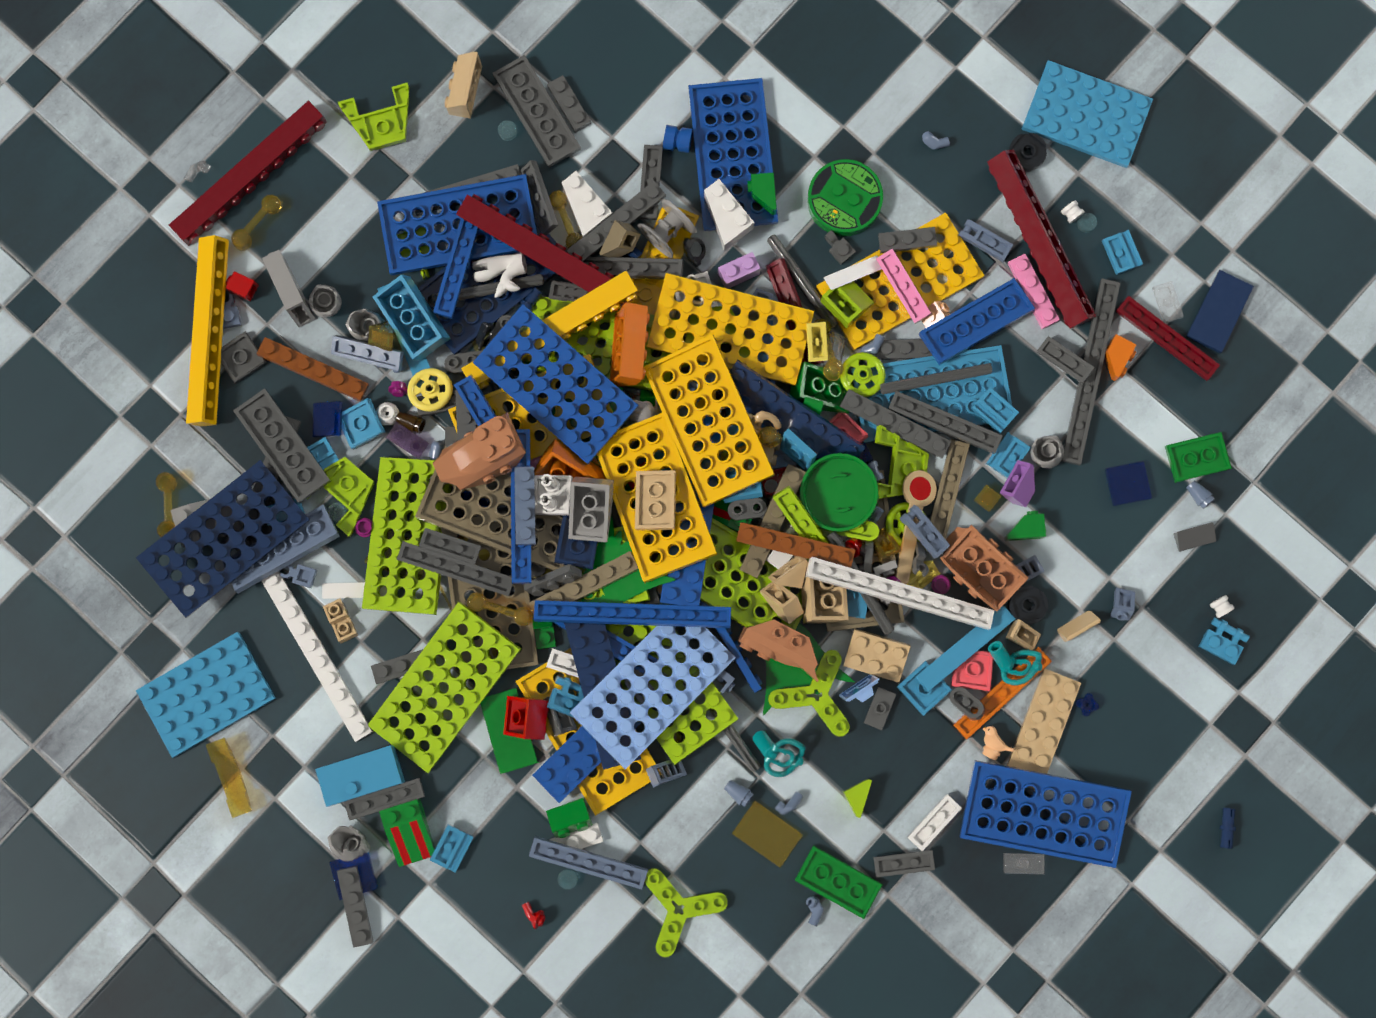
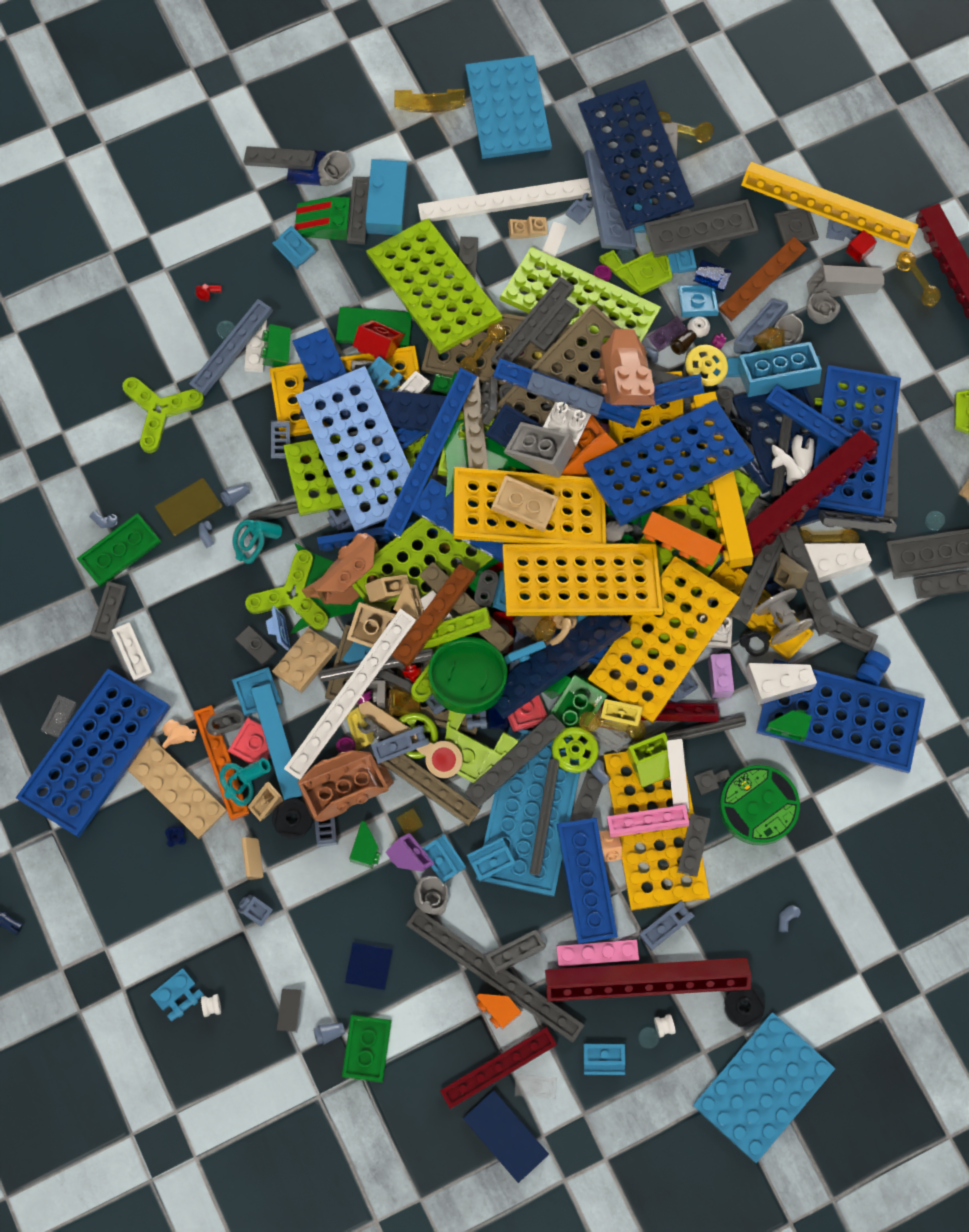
camera: 105 degrees right, 10 degrees down
(857, 796) = (185, 592): lime slope -> none
(945, 422) = (497, 807): dark grey plate -> none

